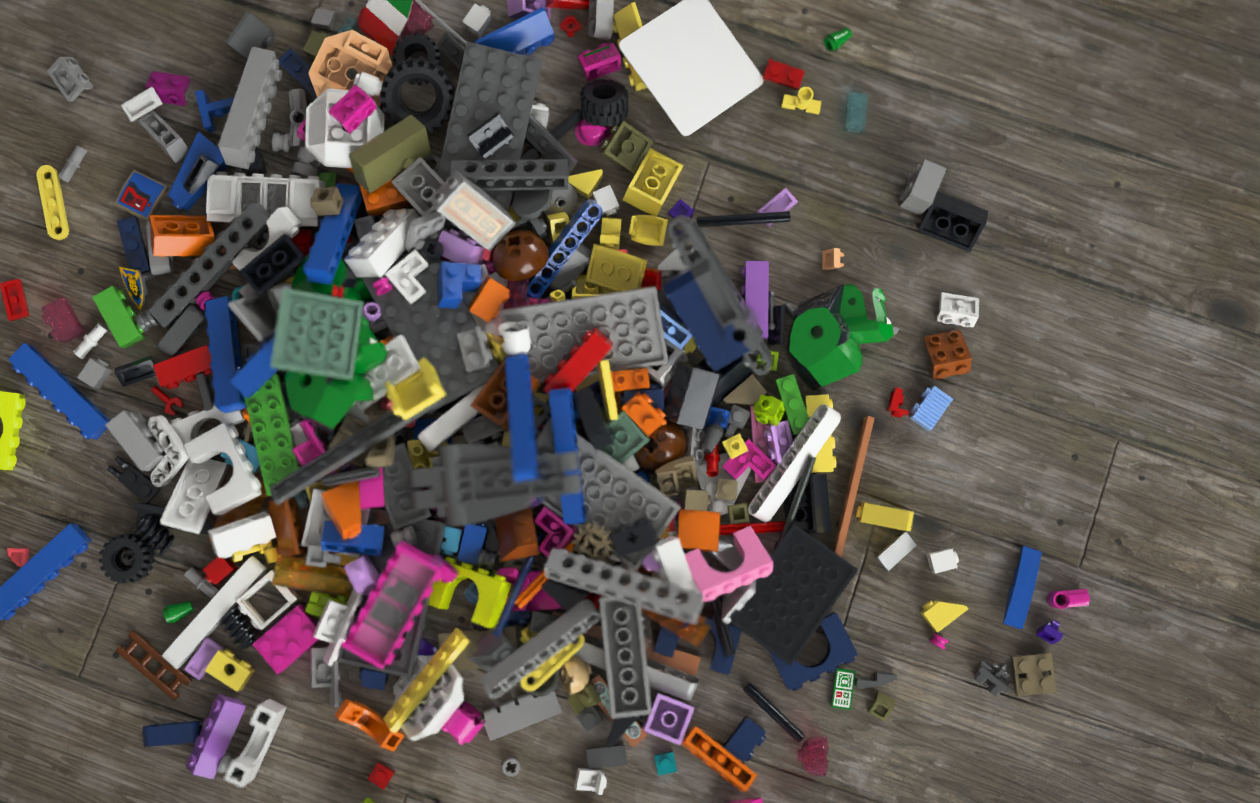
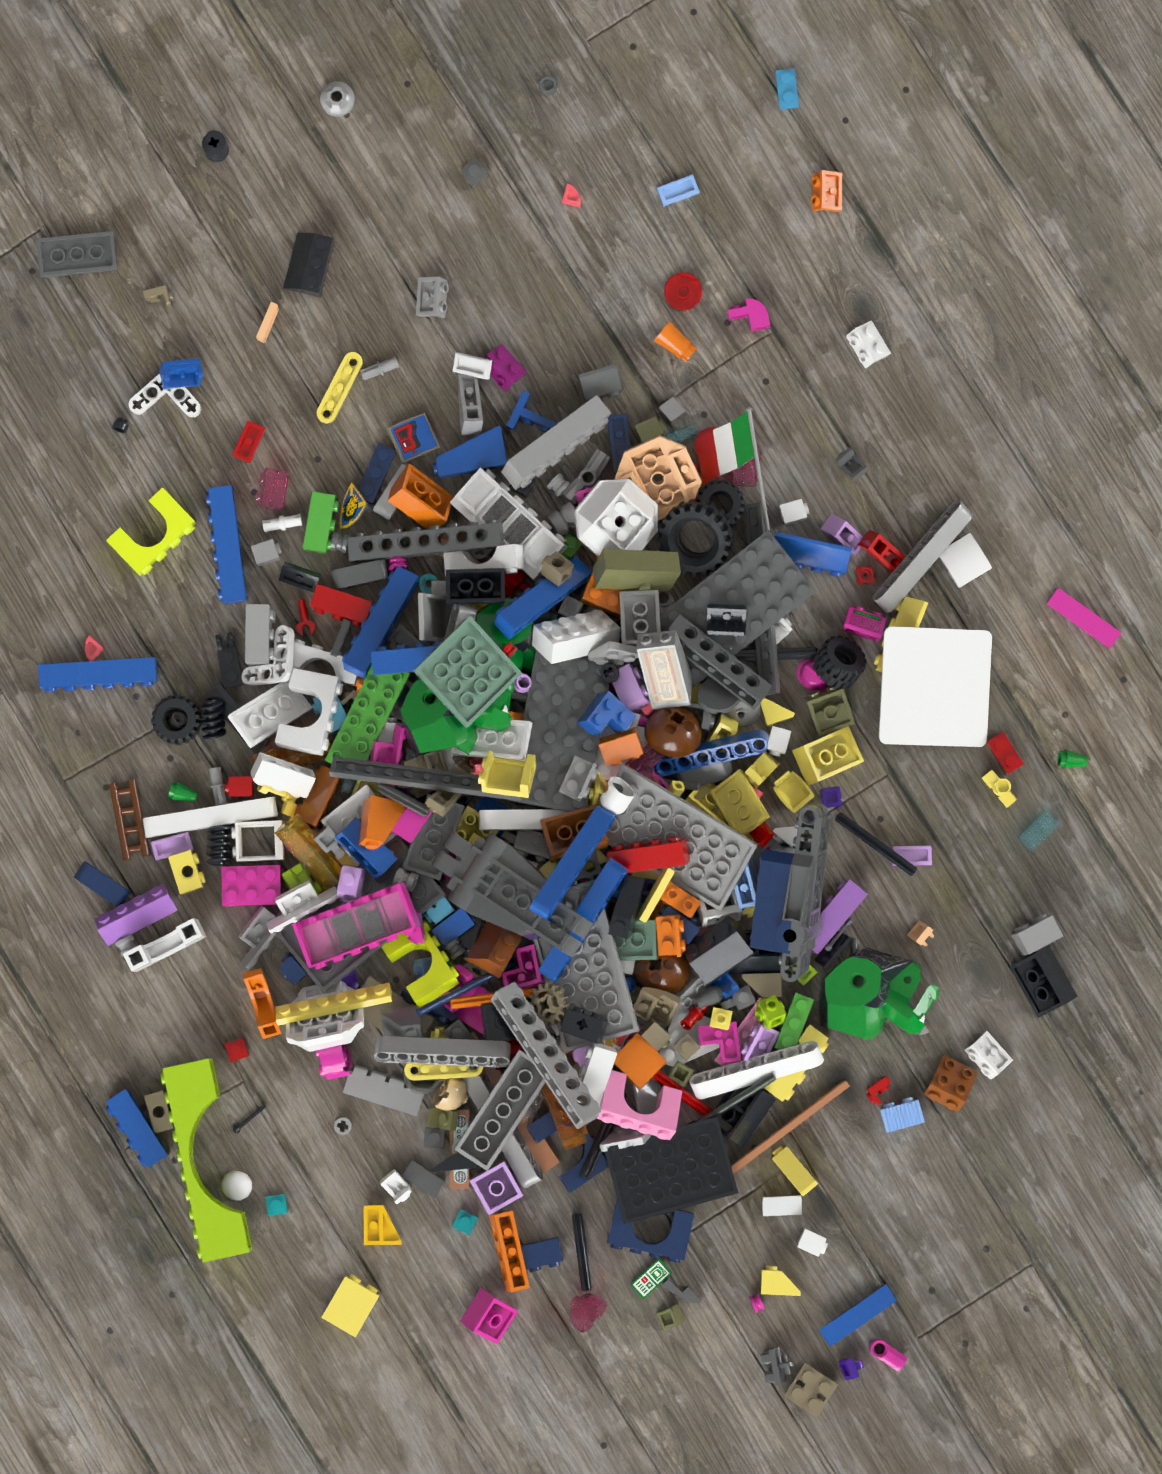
camera: 45 degrees right, 0 degrees up
(200, 173) = (475, 462): black slope -> none
(353, 109) = (635, 514): dark pink bracket -> none
(368, 83) = (664, 497): white brick -> none
(382, 286) = (546, 671): dark pink bush -> none
(403, 276) = (569, 675): white plate -> none

